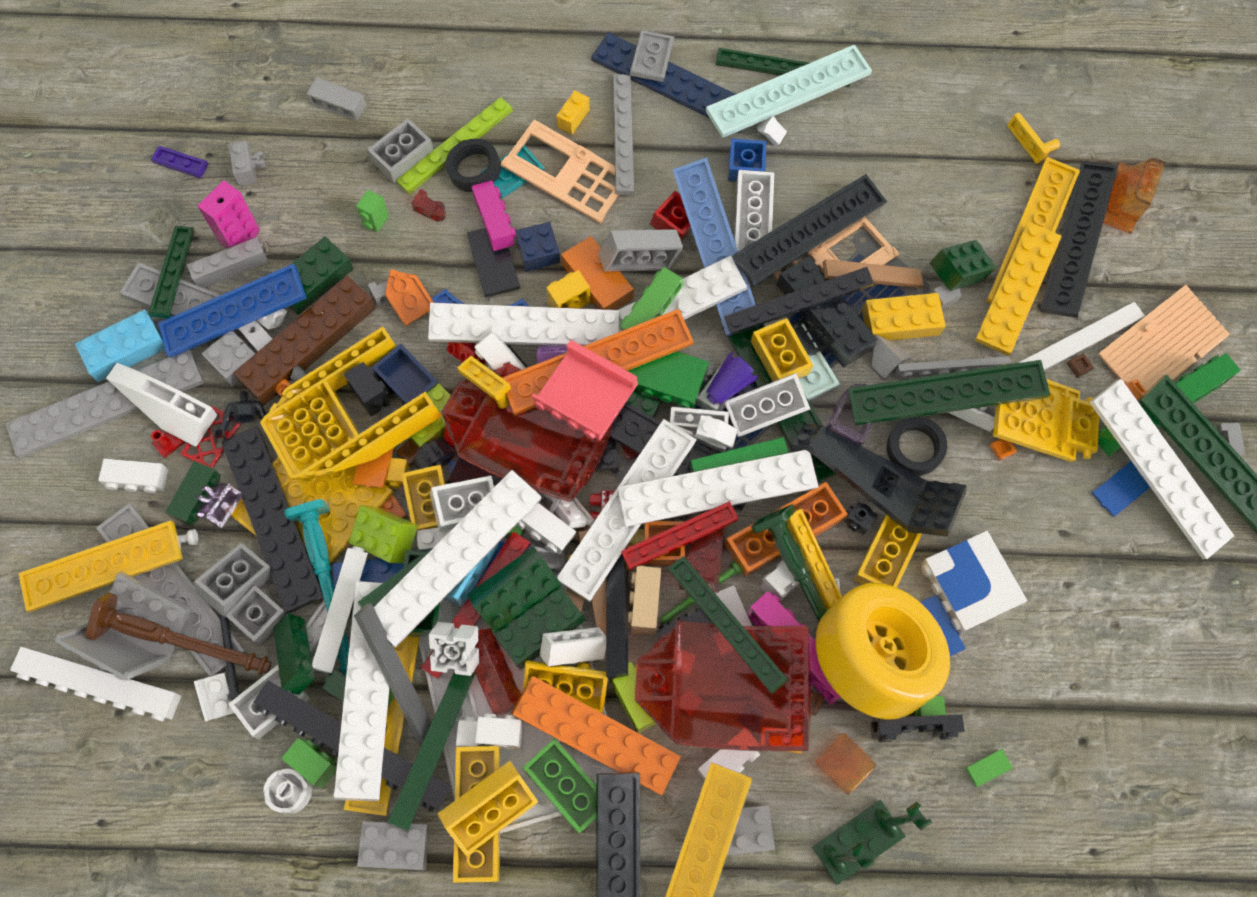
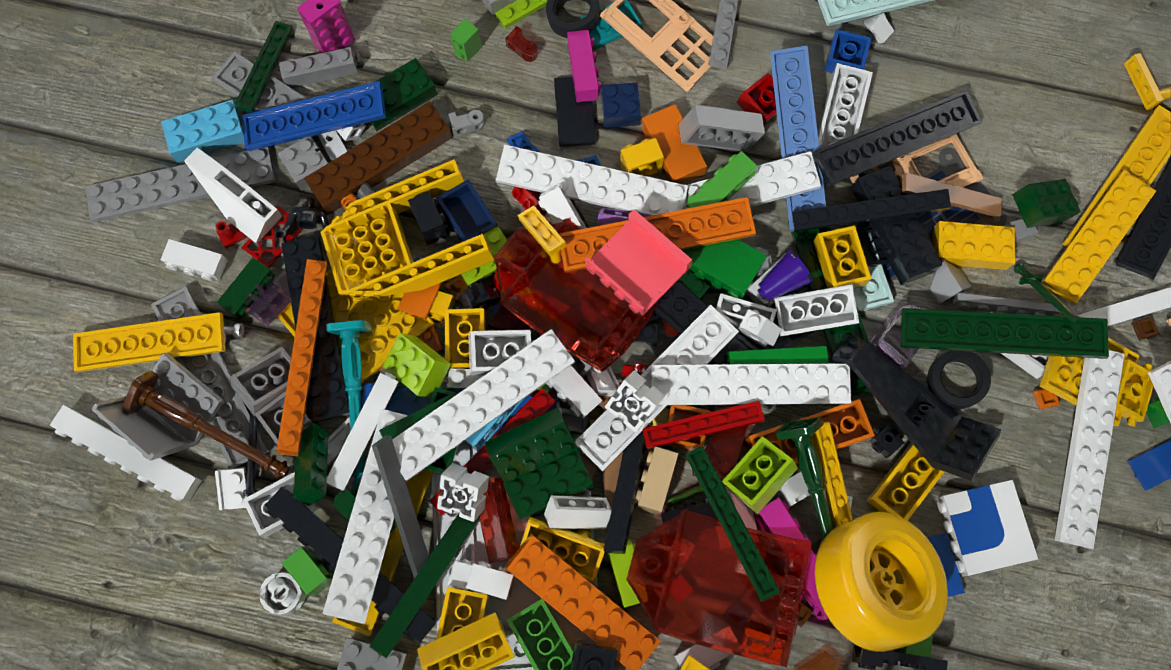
camera: 15 degrees right, 5 degrees up
(265, 550) = (302, 359): none -> orange brick
(407, 296) = (484, 132): orange tile -> none
(608, 524) = (634, 401): none -> white brick
(744, 572) = (760, 474): none -> lime brick
(969, 339) = (1035, 282): none -> dark green sword
(1053, 488) = (1089, 450): none -> white plate

